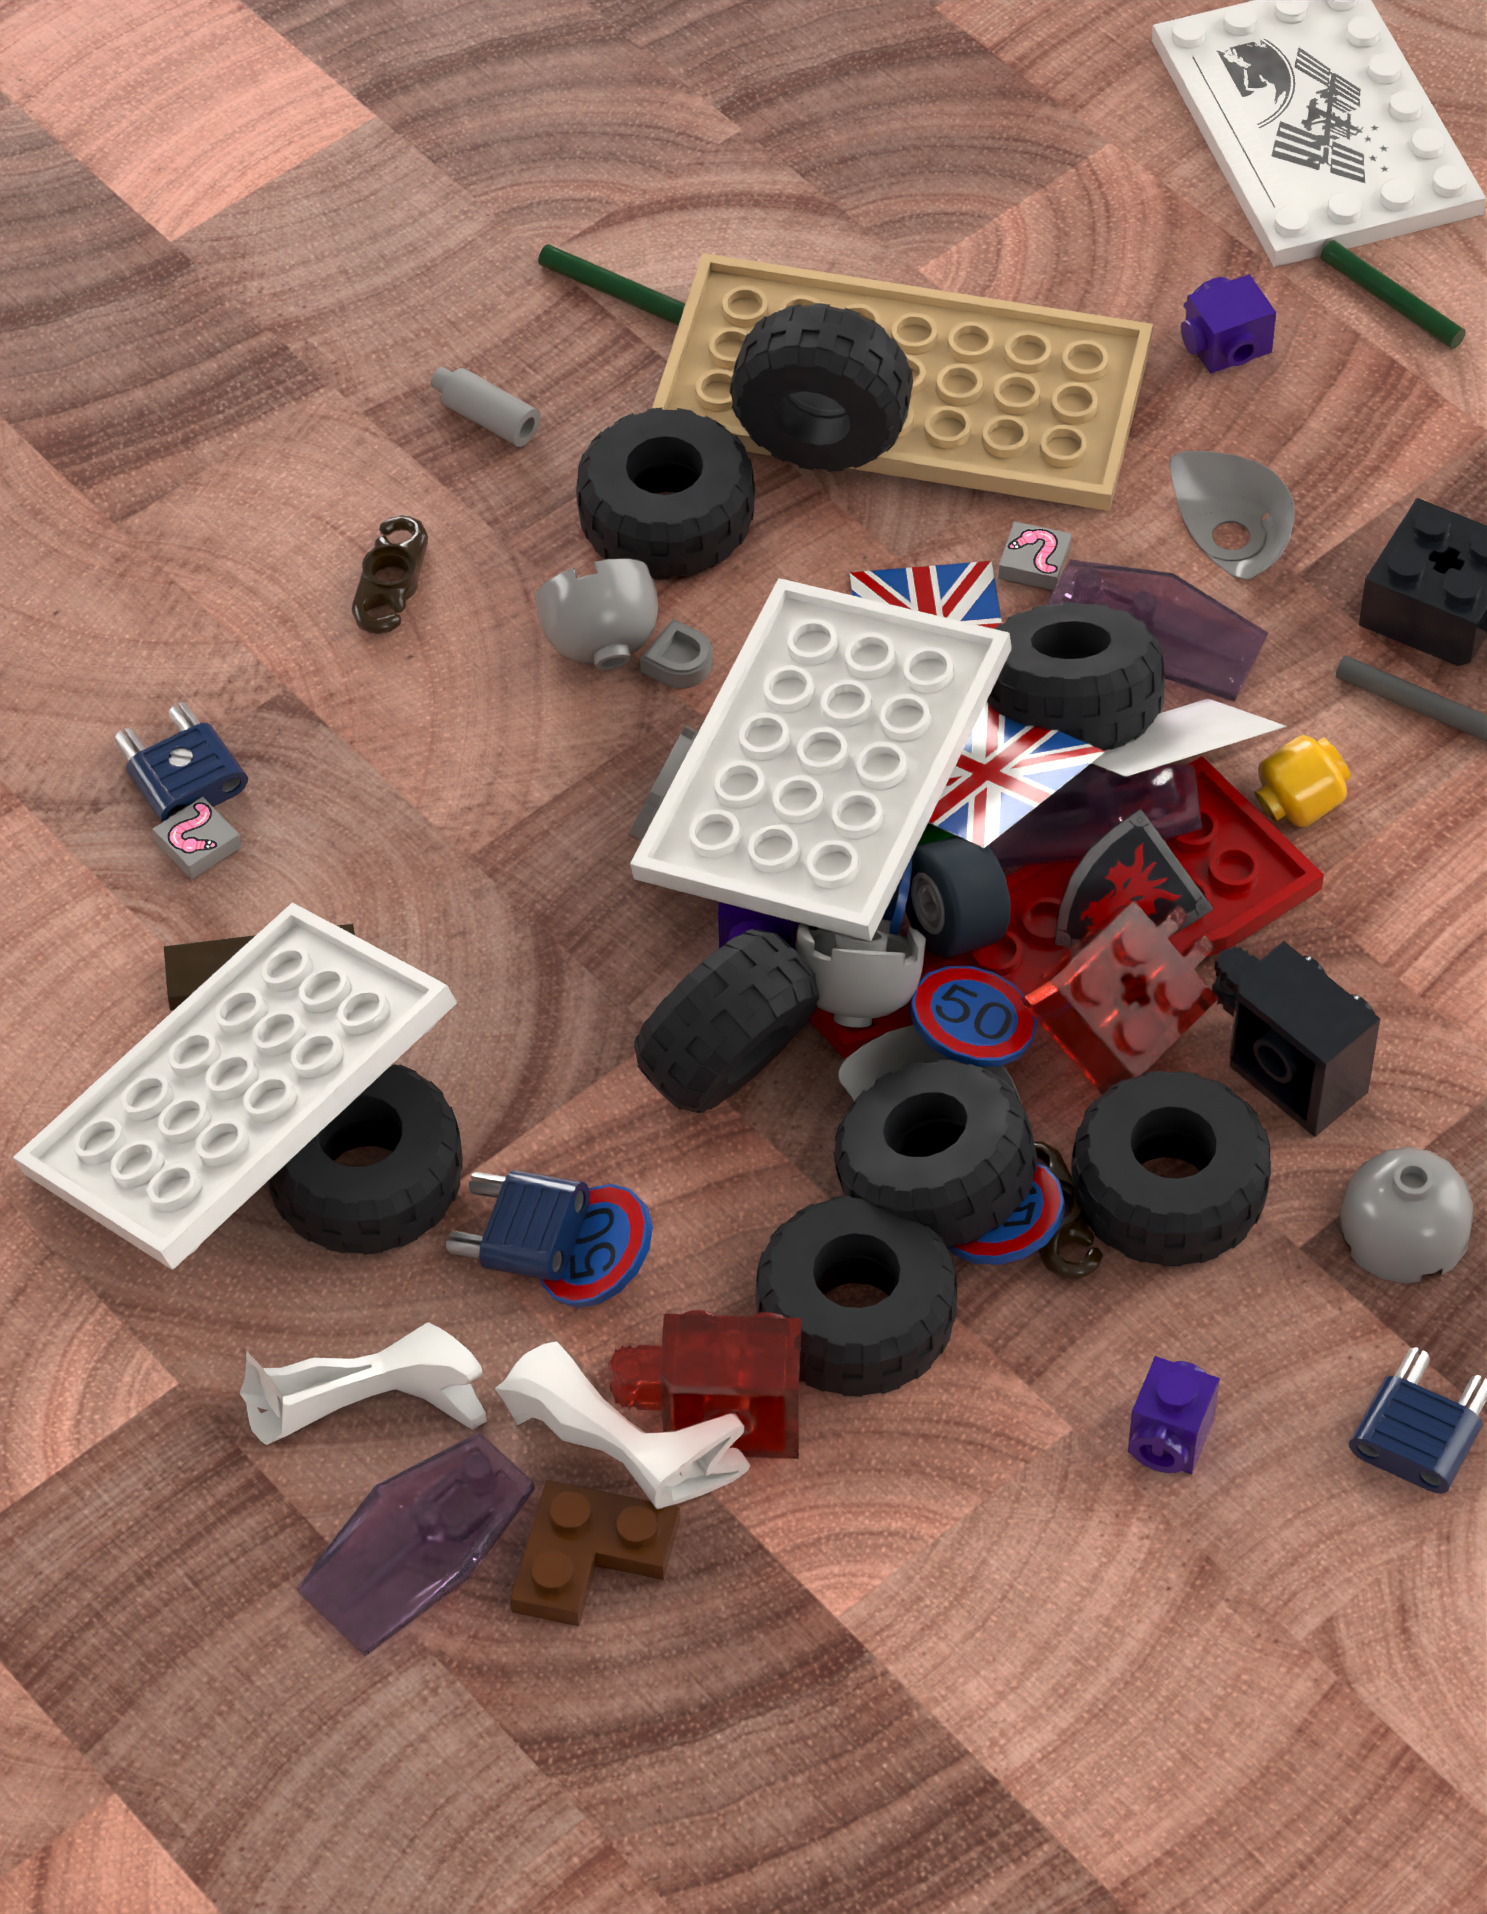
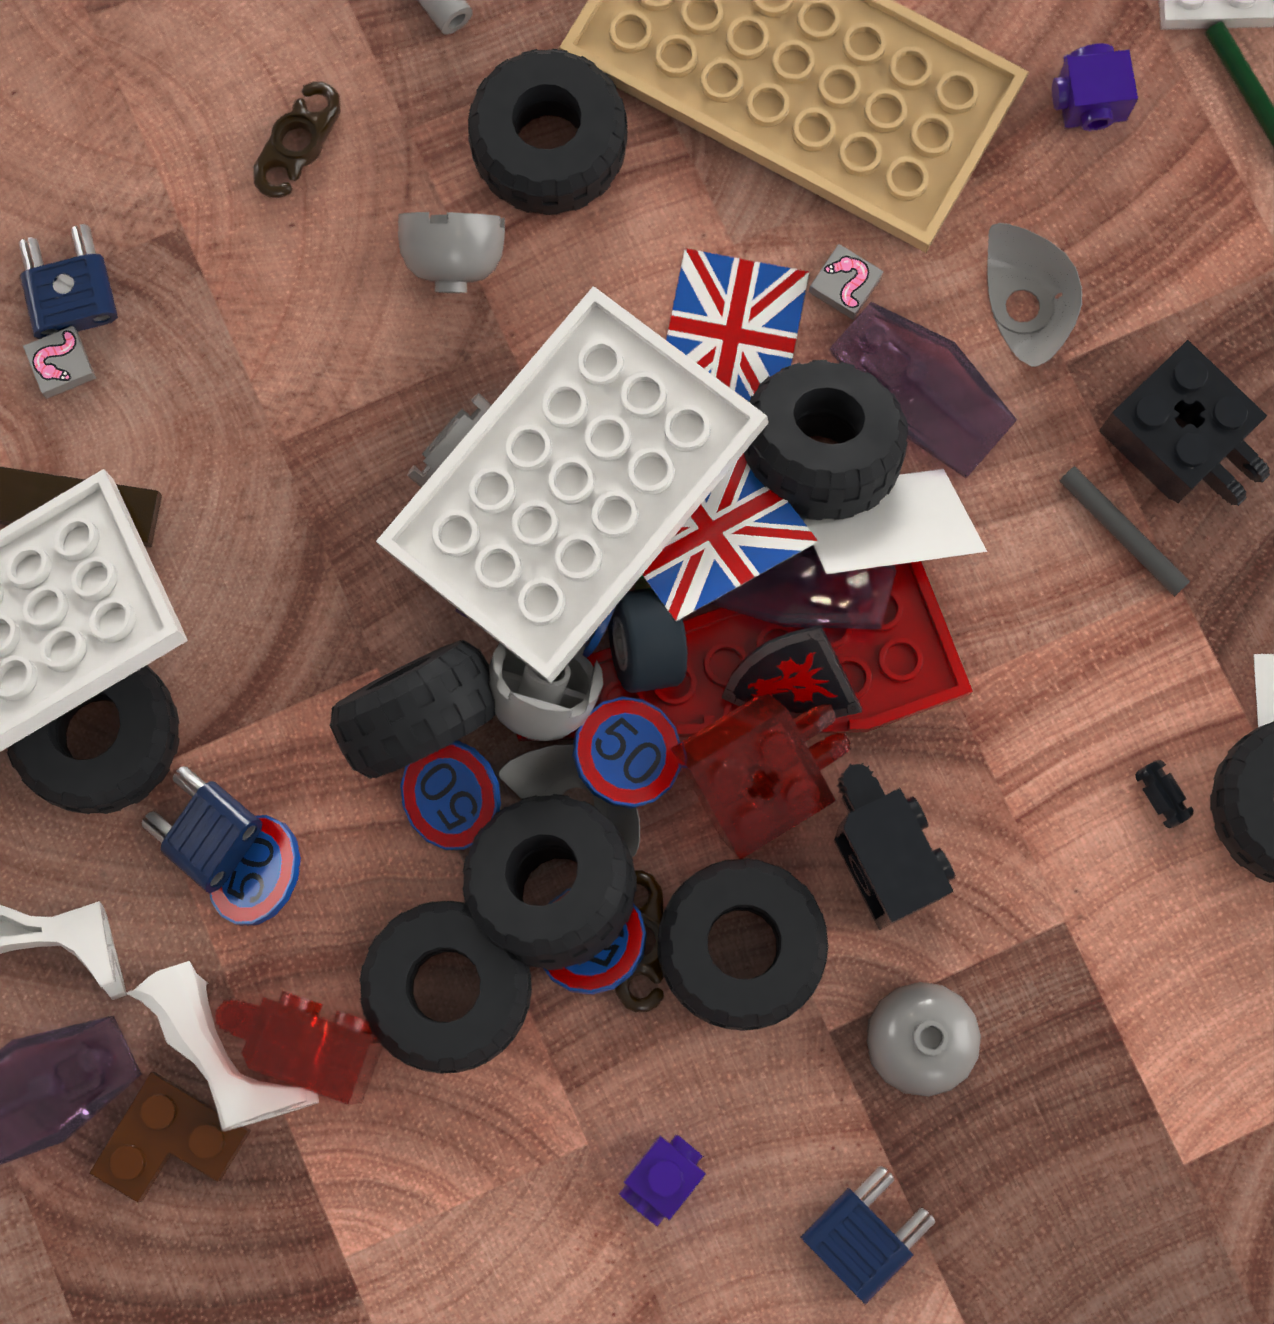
camera: 15 degrees right, 25 degrees up
(678, 657) = (512, 295): light grey tile -> none
(788, 1116) = (450, 795): none -> piece
(821, 387) = (702, 81): black tyre -> none
(1302, 781) = (988, 589): yellow head -> none

